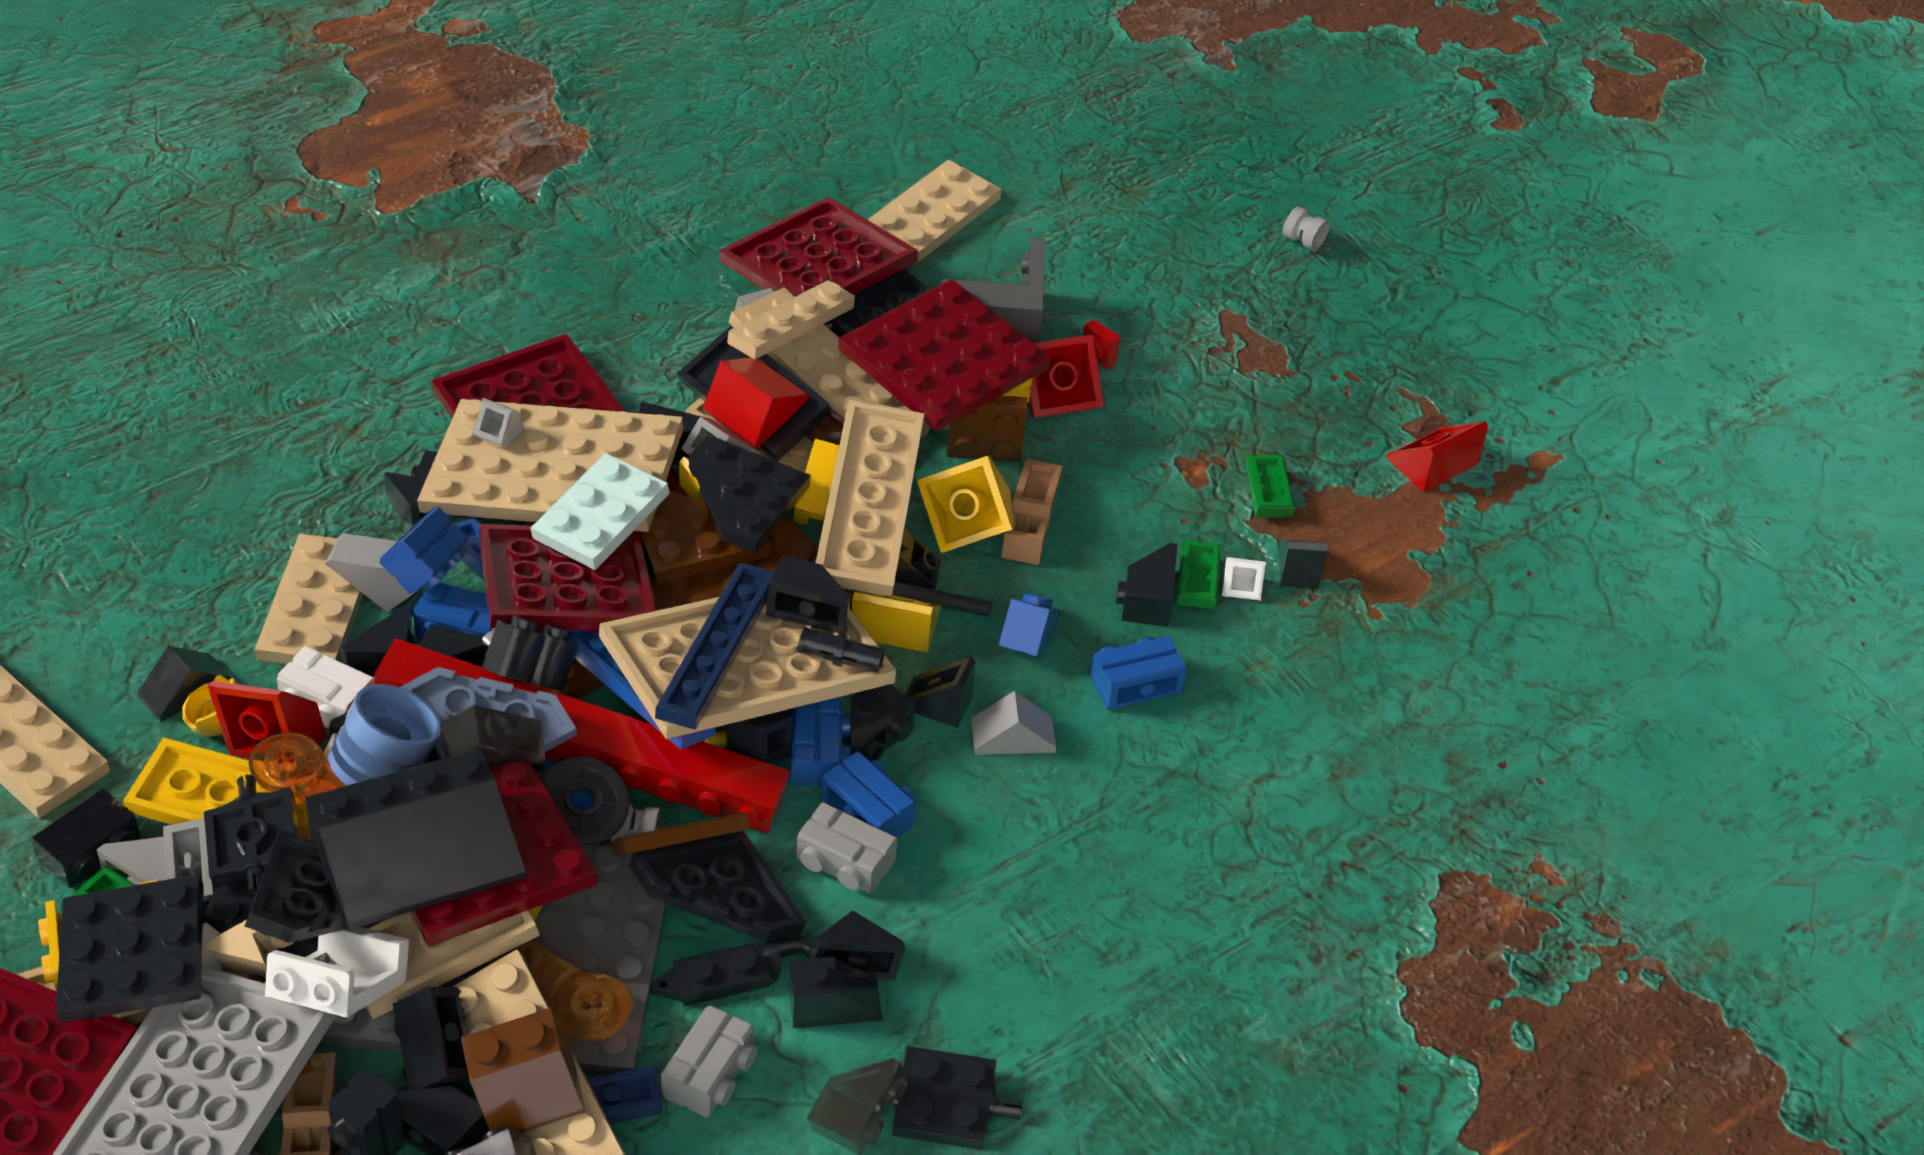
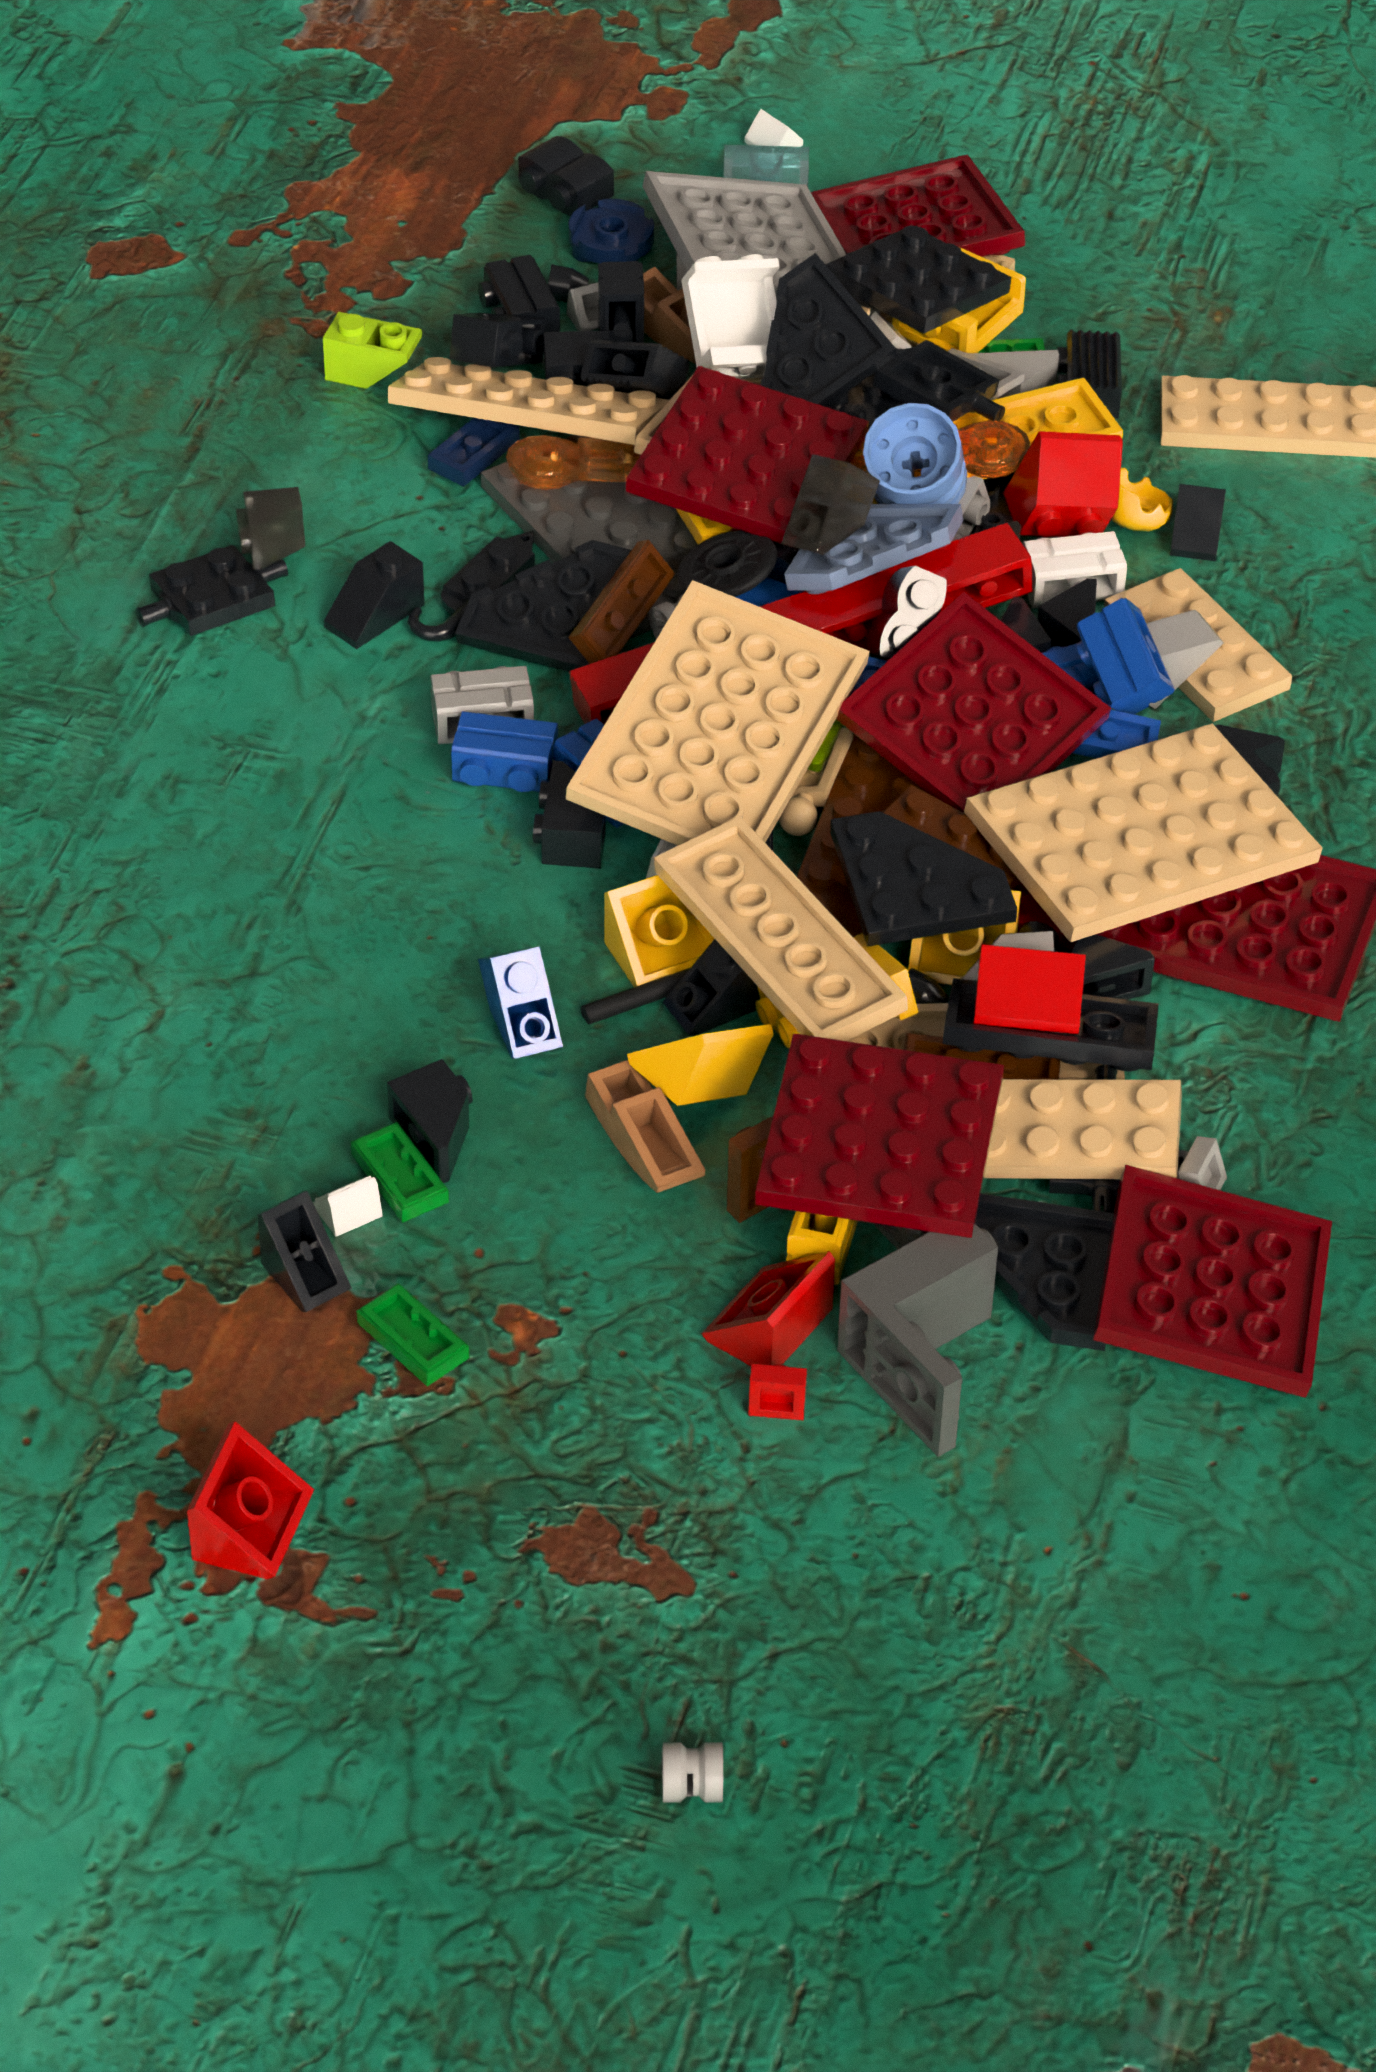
camera: 145 degrees right, 0 degrees up
(414, 838) = (783, 389): black slope -> none
(497, 423) = (1228, 806): light grey slope -> none
(524, 1072) = (537, 363): reddish brown slope -> none
(600, 511) = (1012, 764): light aqua plate -> none
(708, 1062) = (423, 502): light grey brick -> none
(715, 647) = (744, 692): dark blue tile -> none
(790, 319) = (1101, 1100): tan plate -> none
(807, 596) = (716, 784): black slope -> none
(841, 650) = (627, 752): black pin -> none
(862, 946) = (385, 630): black slope -> none
(937, 207) = (1186, 1480): tan plate -> none
(944, 692) = (537, 883): black slope -> none
(1013, 727) = (435, 902): light grey slope -> none
(1138, 671) = (365, 1018): blue brick -> none

